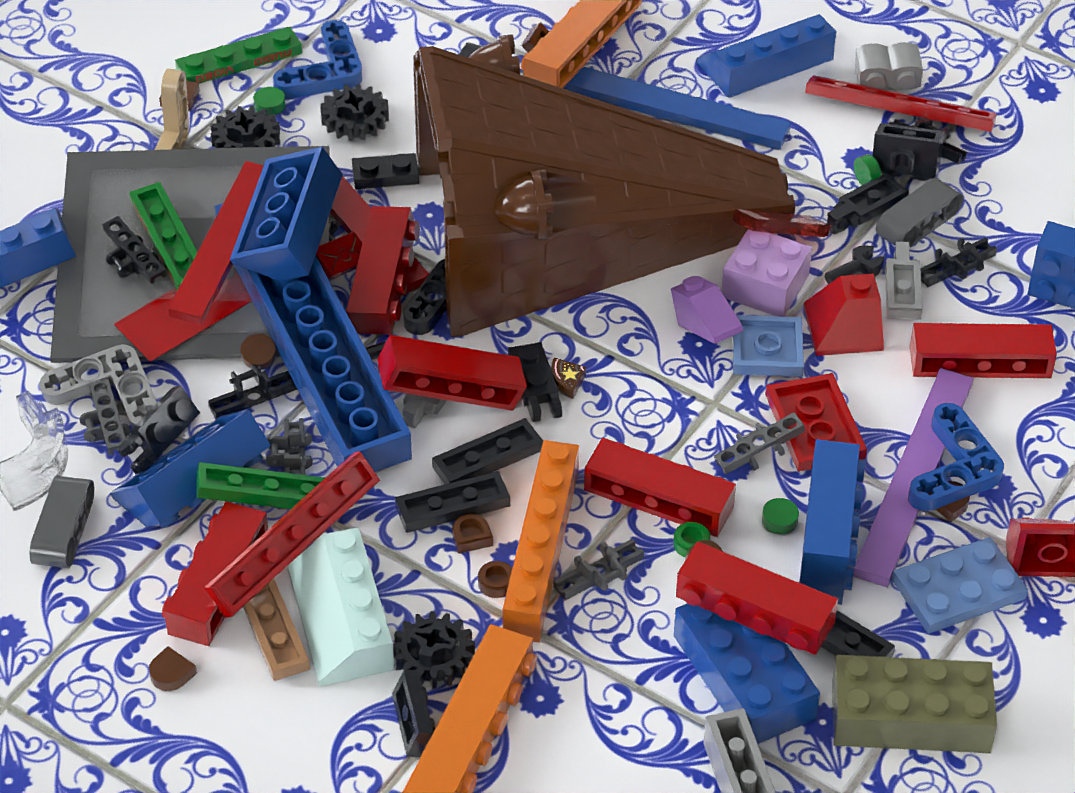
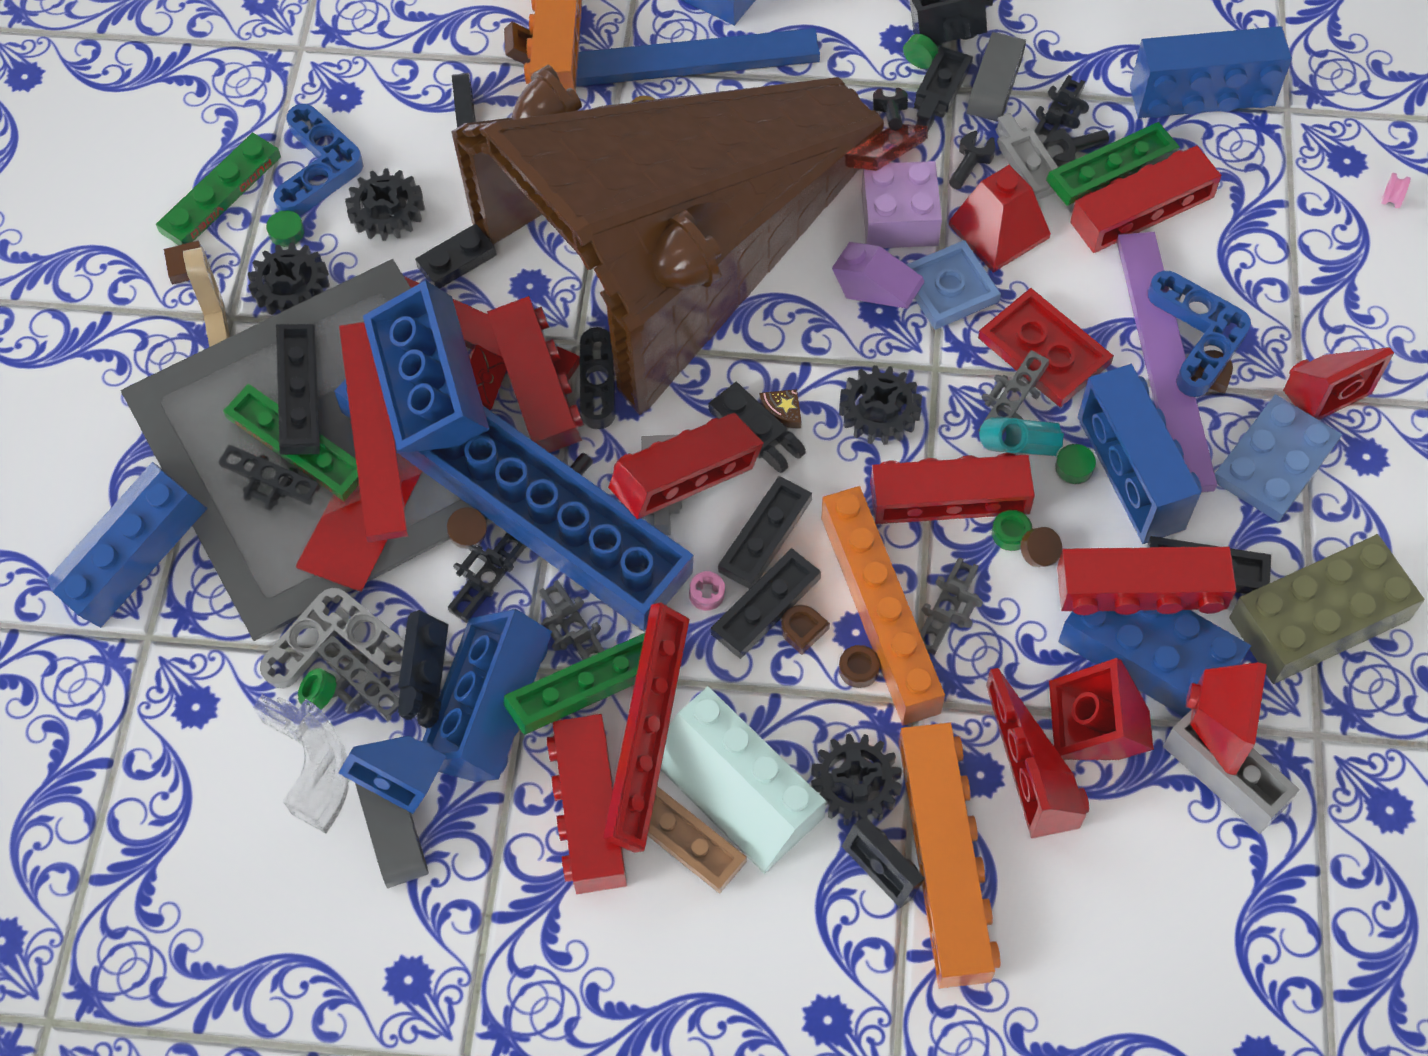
camera: 25 degrees left, 15 degrees up
(74, 409) = (317, 688): none -> green tile
(85, 474) = (395, 769): none -> blue slope
(170, 670) = (610, 936): reddish brown tile -> none
(193, 200) = (297, 389): none -> black tile
(413, 466) = (695, 595): none -> bright pink bush
(579, 707) = (1040, 774): none -> red wedge
(645, 404) = (880, 404): none -> black gear
(663, 694) = (1099, 714): none -> red slope
(747, 473) = (1021, 436): none -> teal piece
(753, 713) = (1228, 711): none -> red slope
(811, 200) = (891, 106): none -> black bar
(949, 289) = (1072, 145): none -> black bar
(970, 309) = (1111, 162): none -> green plate

